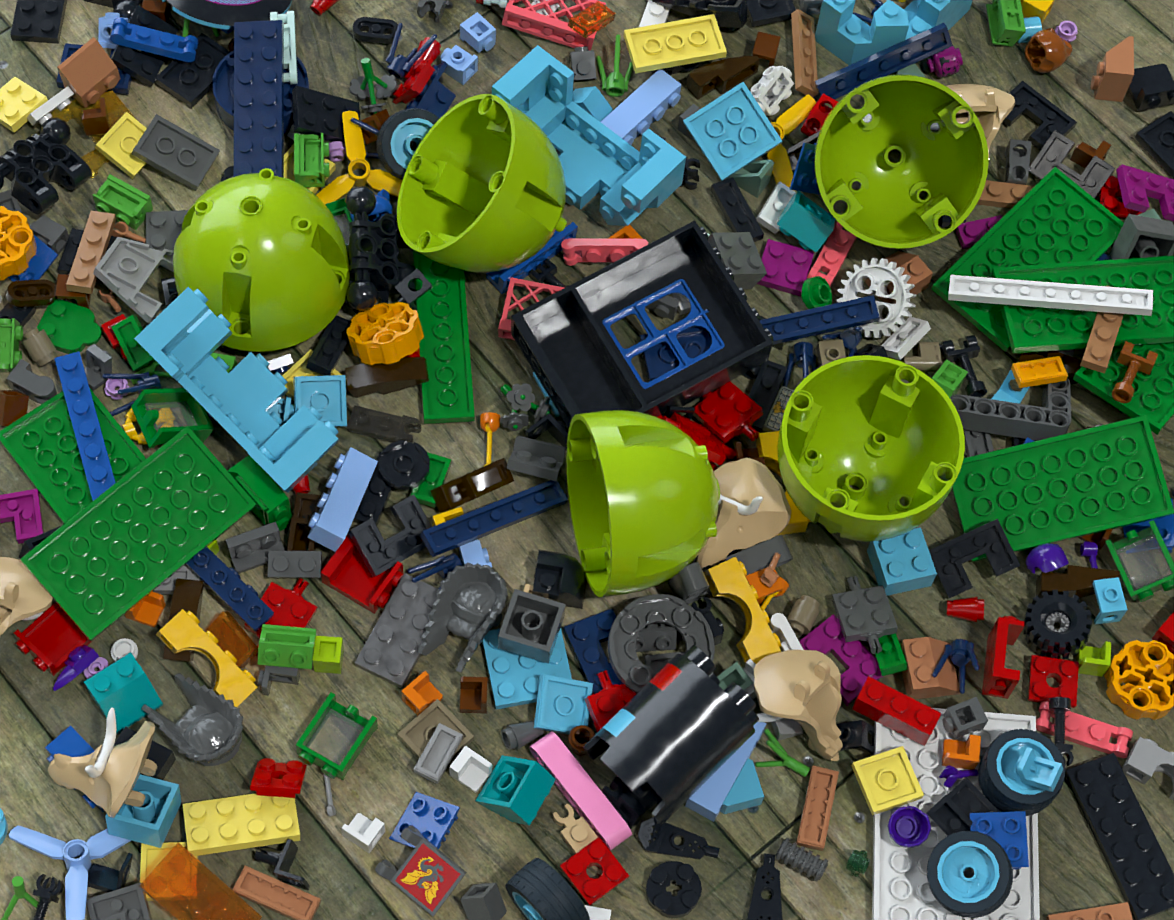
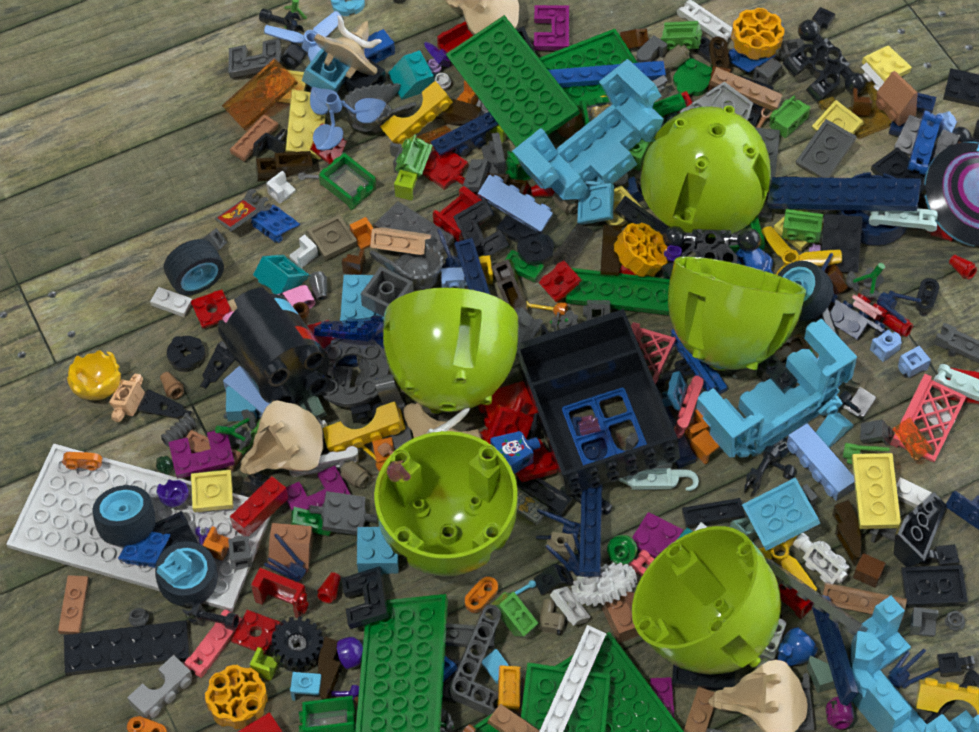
camera: 110 degrees right, 5 degrees down
(280, 767) = (327, 100): none -> medium blue plant
(323, 837) = (288, 162): none -> dark brown slope
(388, 293) = (672, 253): none -> dark purple plate
(433, 632) = (399, 240): none -> light nougat panel
(438, 753) = (317, 232): light grey tile -> none
(468, 428) = (560, 273): none -> red piece
(486, 374) = (604, 305): none -> dark grey window
(561, 704) = (329, 306): medium azure plate -> none
(576, 270) = (676, 391): none -> dark azure plate
(601, 654) = (354, 329): none -> clear blue plate
(653, 226) = (703, 446): none -> orange panel
(699, 321) = (588, 425): none -> clear pink plate
(733, 891) = (172, 386): none -> medium nougat cone
(739, 417) = (516, 449): none -> blue torso
(741, 256) = (661, 489): dark grey brick -> none
(786, 781) = (236, 433): none -> dark grey plant
(834, 80) = (819, 602): none -> dark grey plate
(853, 825) = (215, 458): none -> magenta plate
(867, 494) = (396, 471): none -> plate
(971, 350) = (553, 638): black bar -> none
(1076, 824) = (138, 617): none -> dark grey plate

